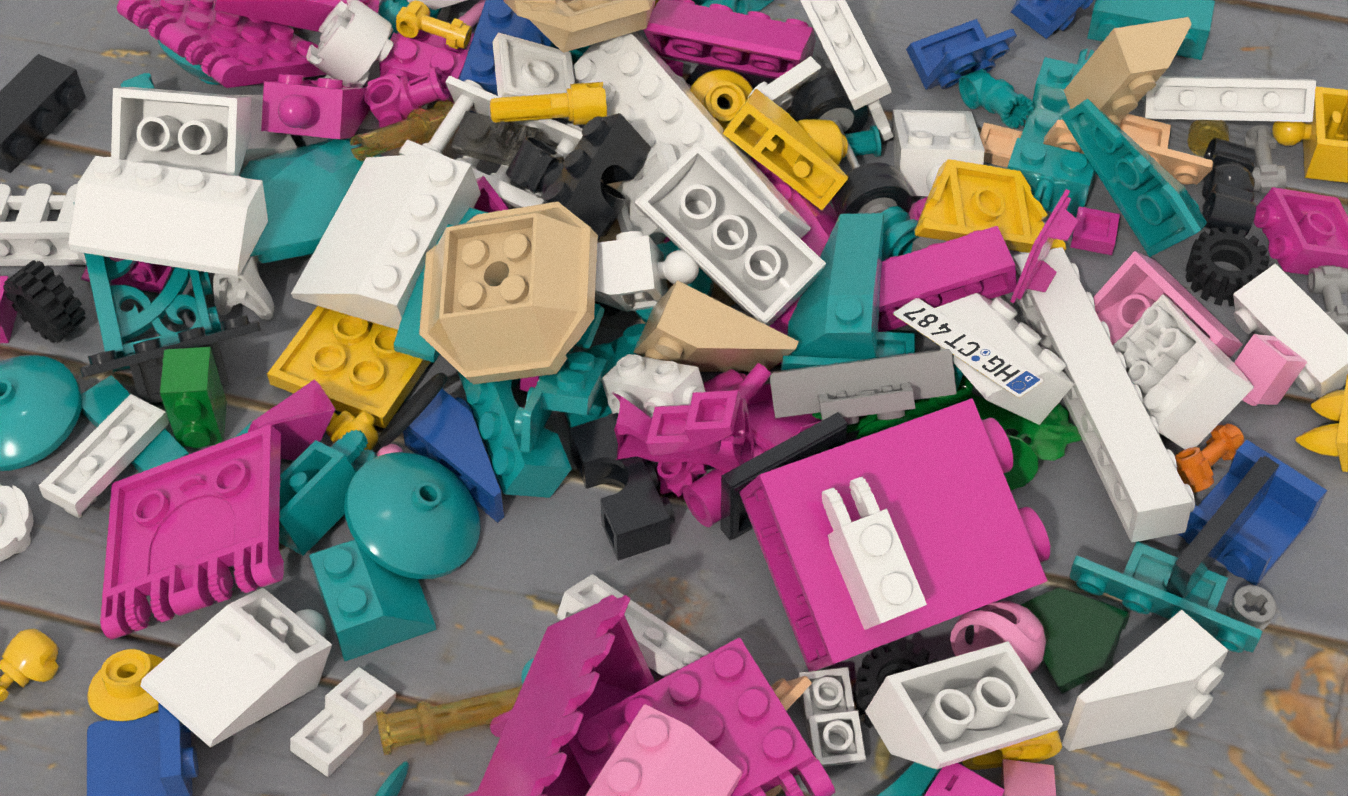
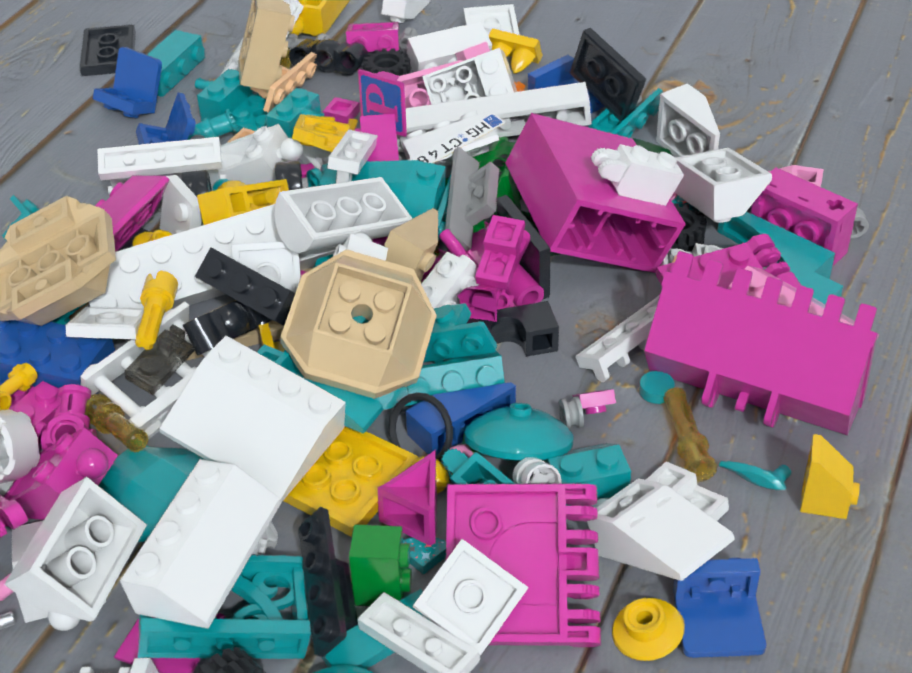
camera: 80 degrees left, 10 degrees down
(139, 484) = (470, 596): none -> white plate
(312, 529) = (542, 472): none -> white wheel
(475, 575) = (571, 412): none -> light grey bush
(502, 598) = (596, 401): none -> plate
(881, 224) = (351, 154): none -> white hinge
(1144, 191) = (326, 70): teal wedge -> none

